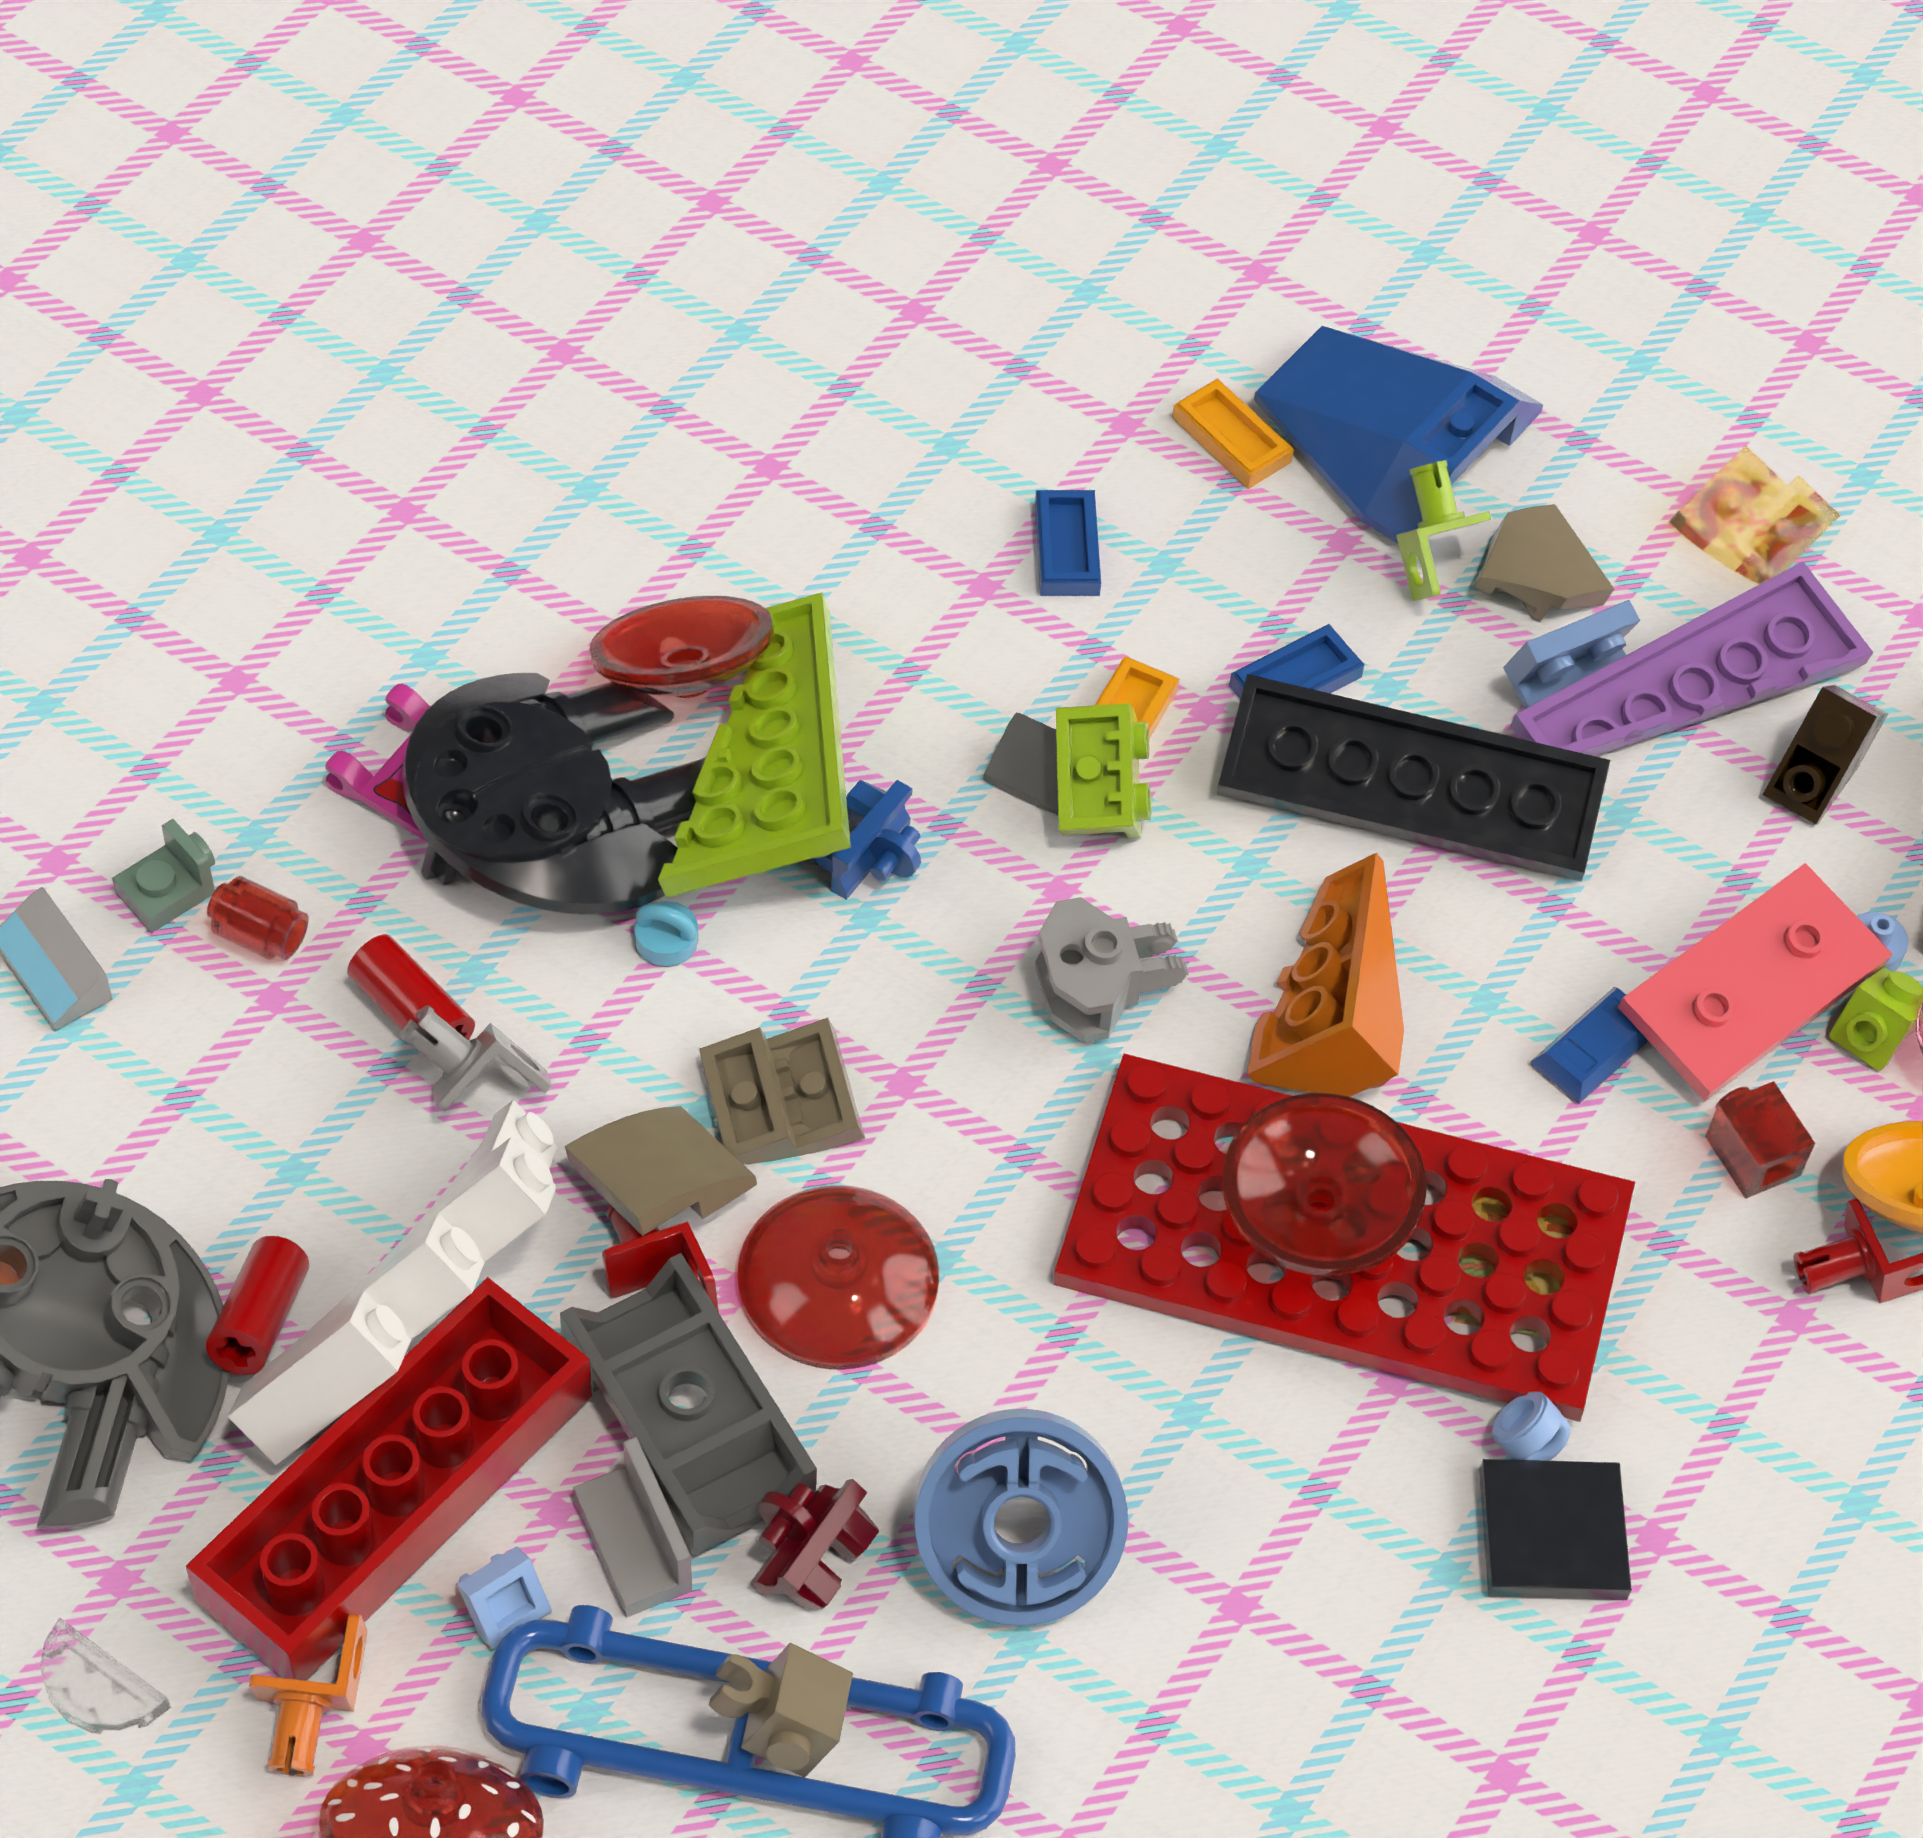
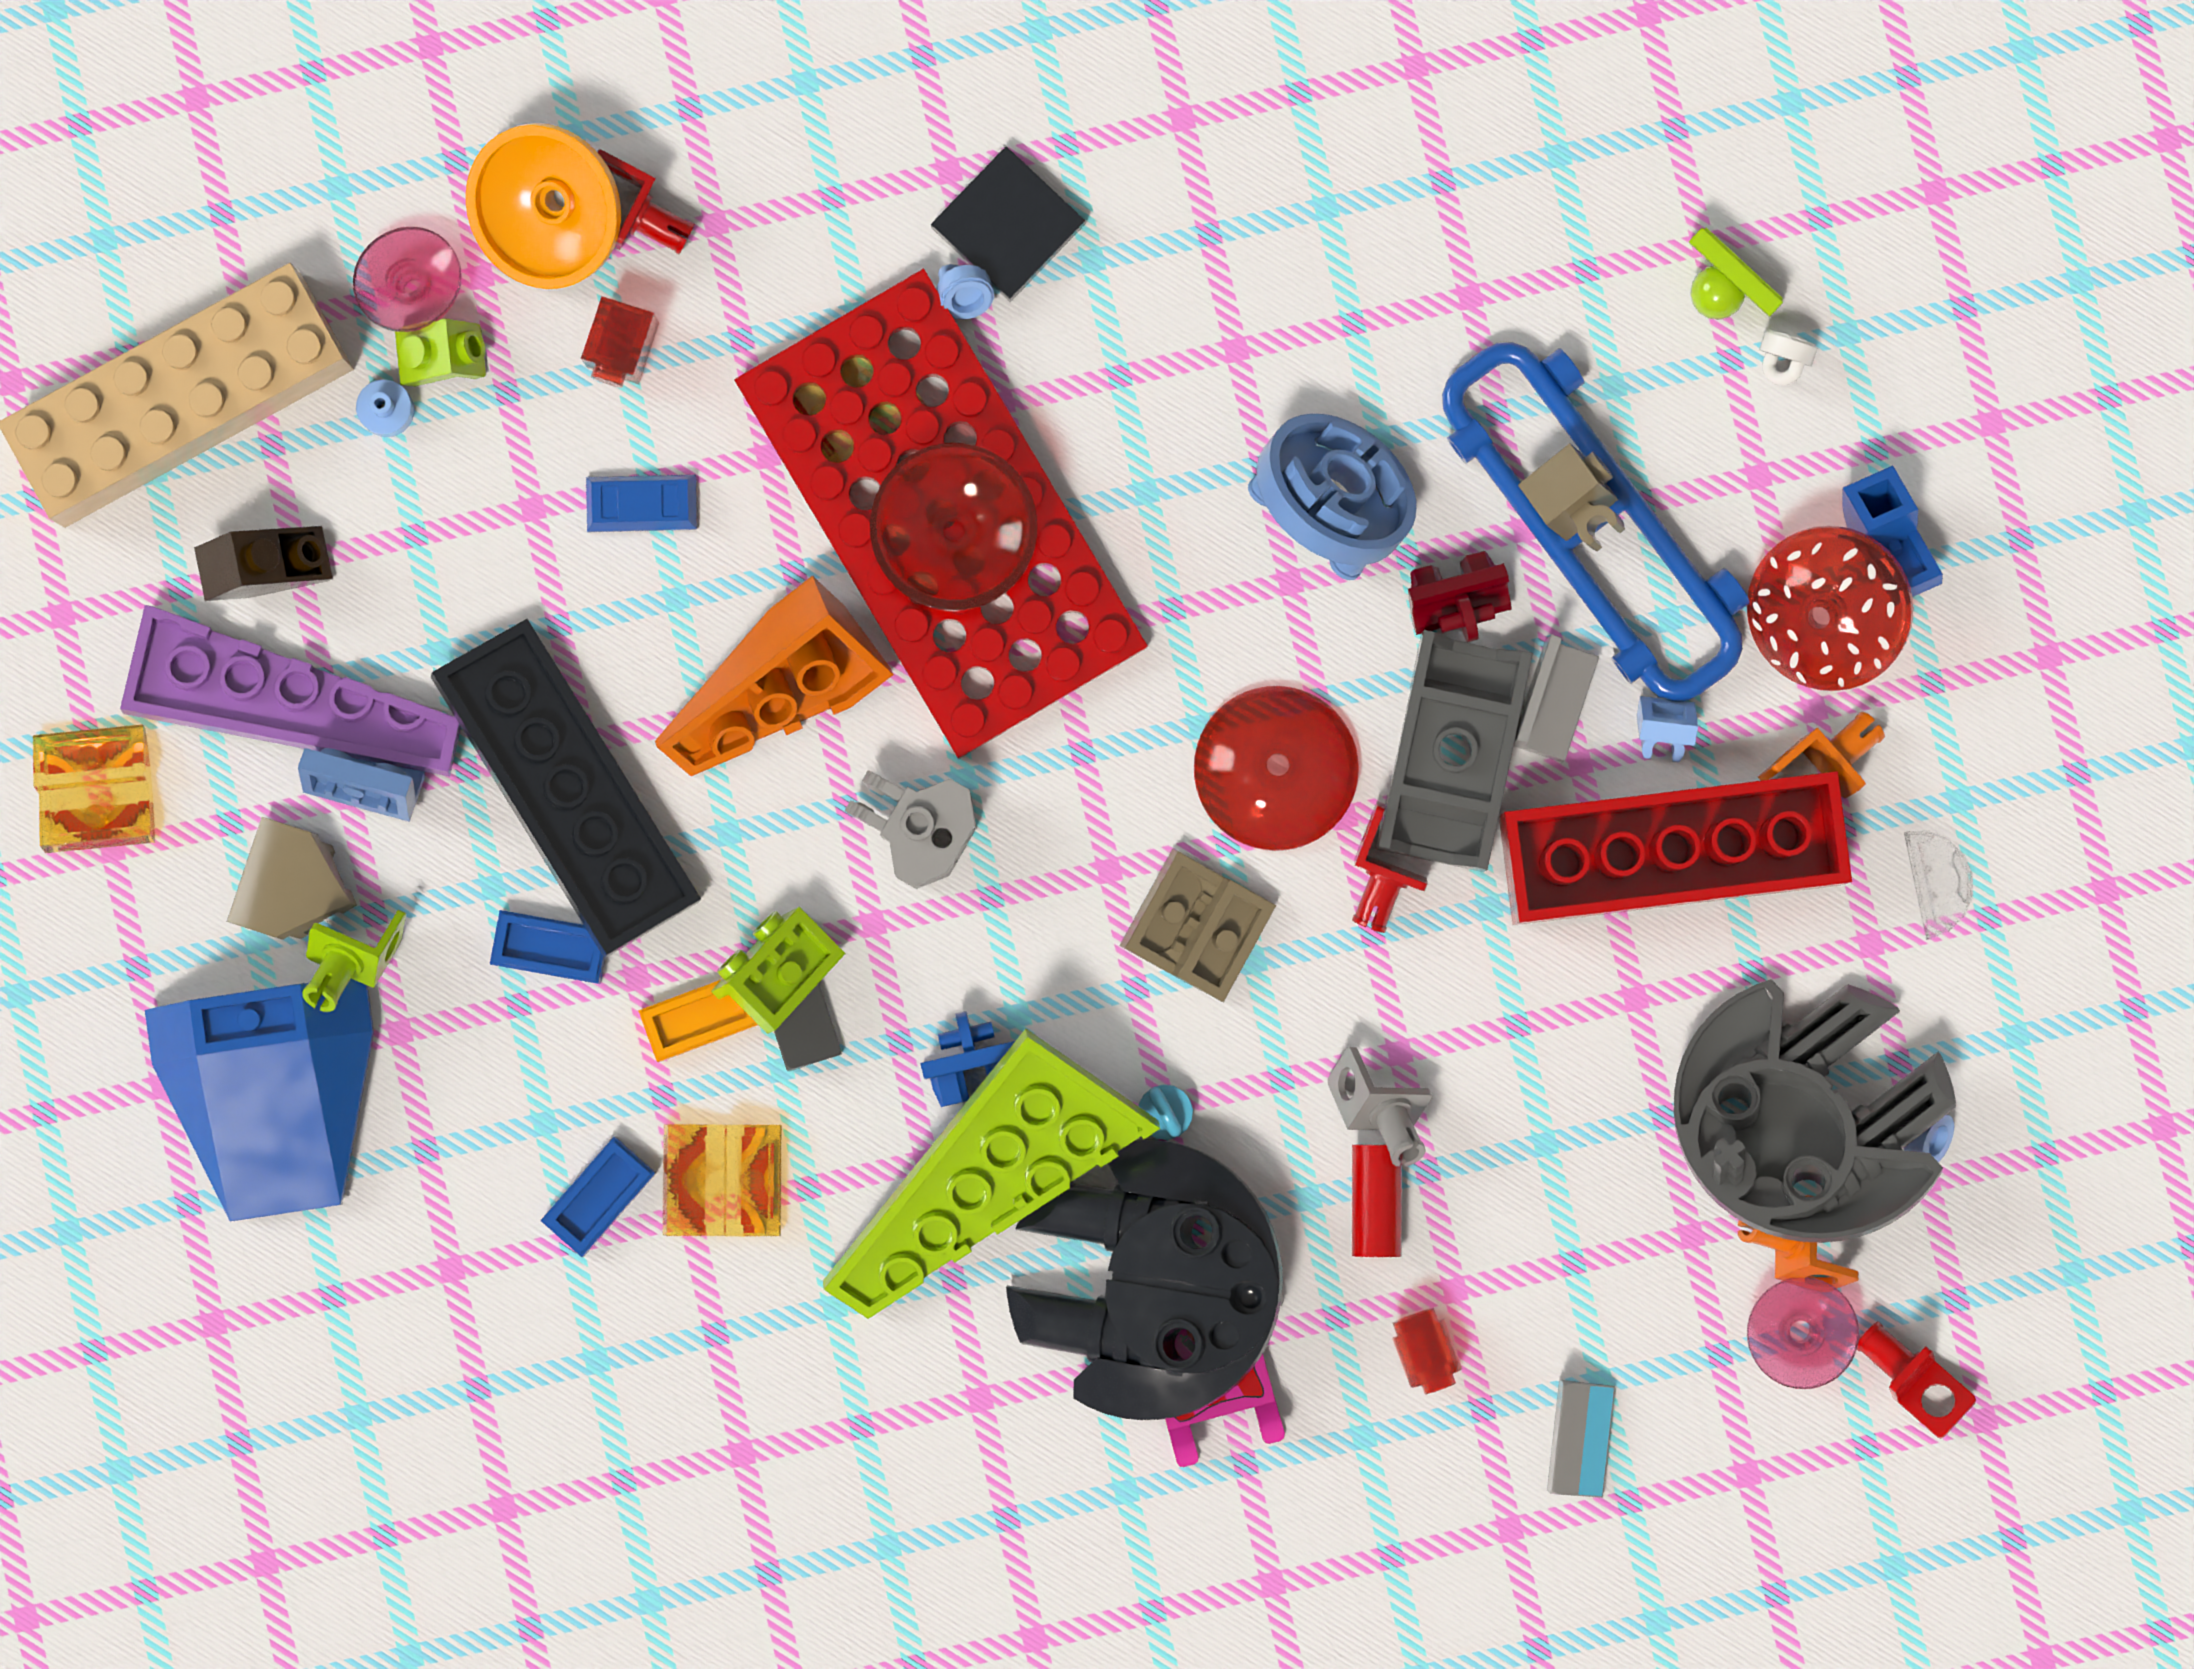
camera: 135 degrees left, 30 degrees up
(168, 879) = (1456, 1441): sand green bracket -> none
(257, 1305) = (1658, 1044): red piece -> none
(420, 1280) = (1558, 948): white arch -> none
(658, 1167) = (1329, 928): dark tan slope -> none
(682, 644) = (960, 1348): clear red dish -> none
(984, 619) = (721, 1180): none -> clear yellow slope
(1232, 433) = (386, 1189): light orange tile -> none
(1754, 981) = (504, 442): coral plate -> none

